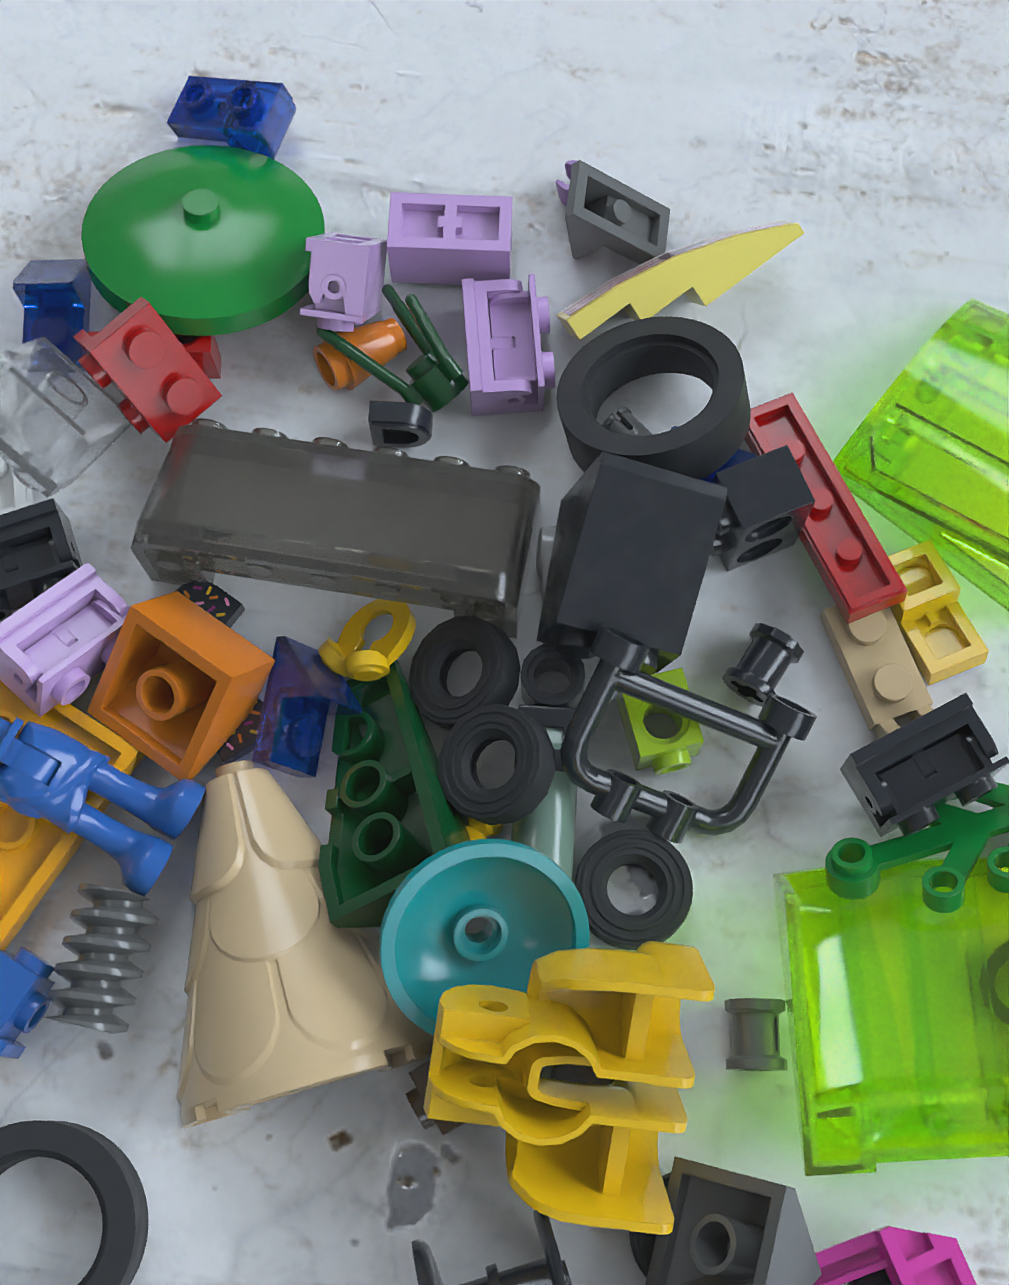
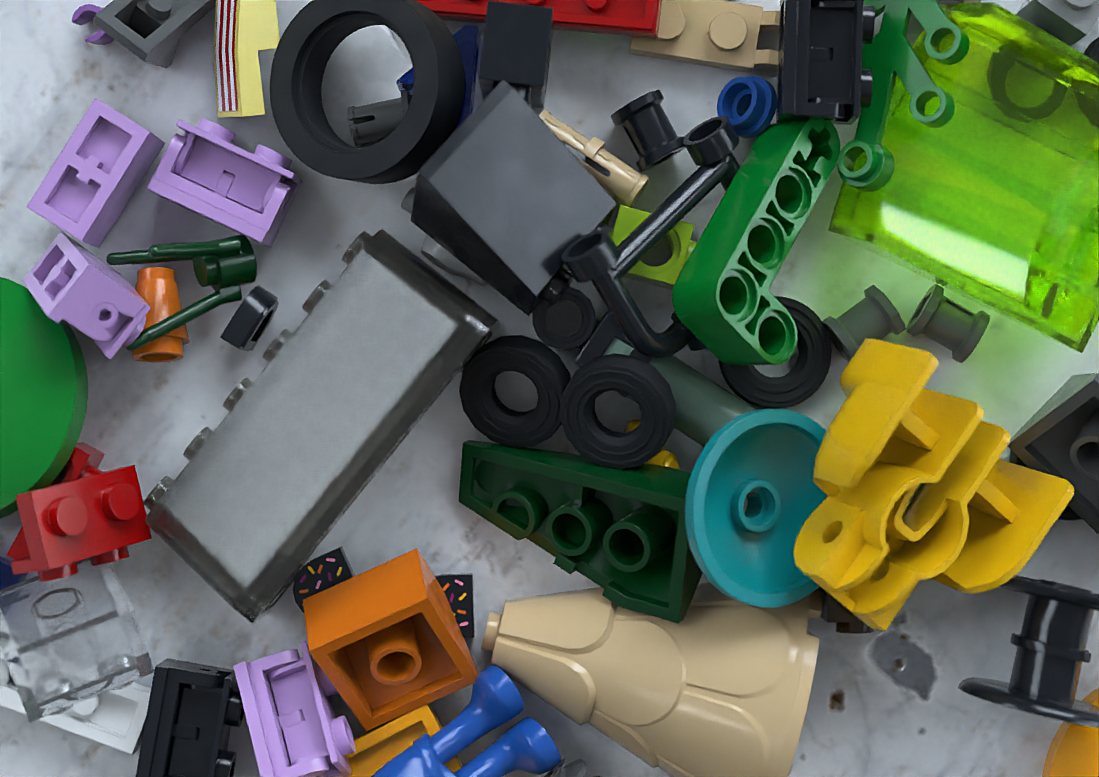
camera: 65 degrees left, 15 degrees up
(296, 709) = (455, 543): clear blue slope -> none
(346, 654) = (435, 484): yellow piece -> none
(701, 665) = (624, 182): none -> tan pin
(719, 954) = (870, 319): none -> dark grey bush
(734, 806) = (736, 259): none -> green beam
(836, 736) = (748, 104): none -> blue plate

